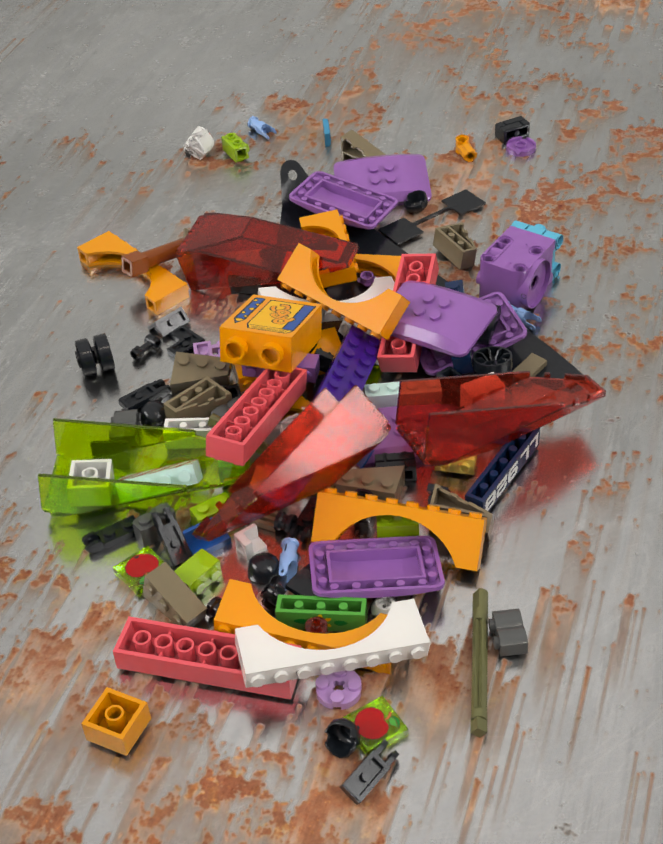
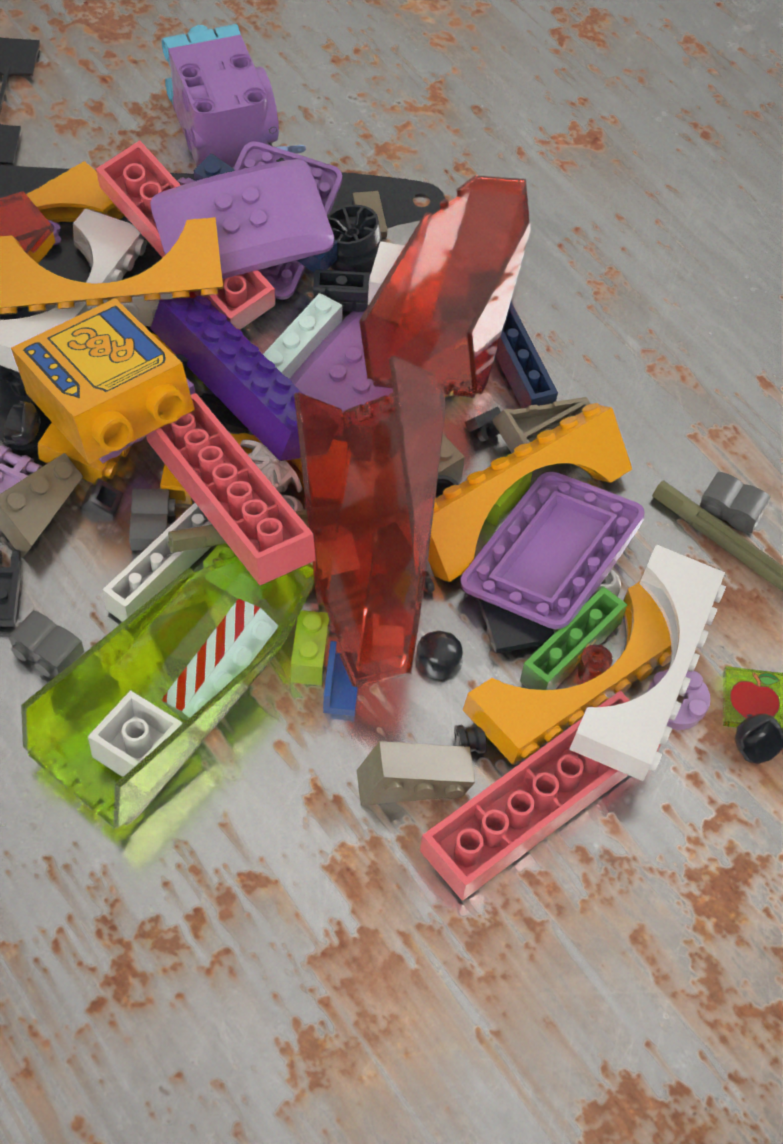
camera: 60 degrees left, 15 degrees up
(110, 535) = (229, 772): black hinge -> none
(116, 721) = (563, 946): light orange brick -> none
(136, 567) = (323, 779): tile -> none
(144, 527) = (267, 718): dark grey brick -> none
(153, 413) = (51, 597): black hair -> none
(172, 538) = (316, 712): black hinge -> none
(197, 400) = (96, 538): dark tan wedge -> none
(199, 571) = (391, 717): lime brick -> none
(270, 595) = (502, 668): black gear -> none
(288, 558) = (454, 621): light blue piece -> none
(455, 245) = (96, 119): dark tan wedge -> none

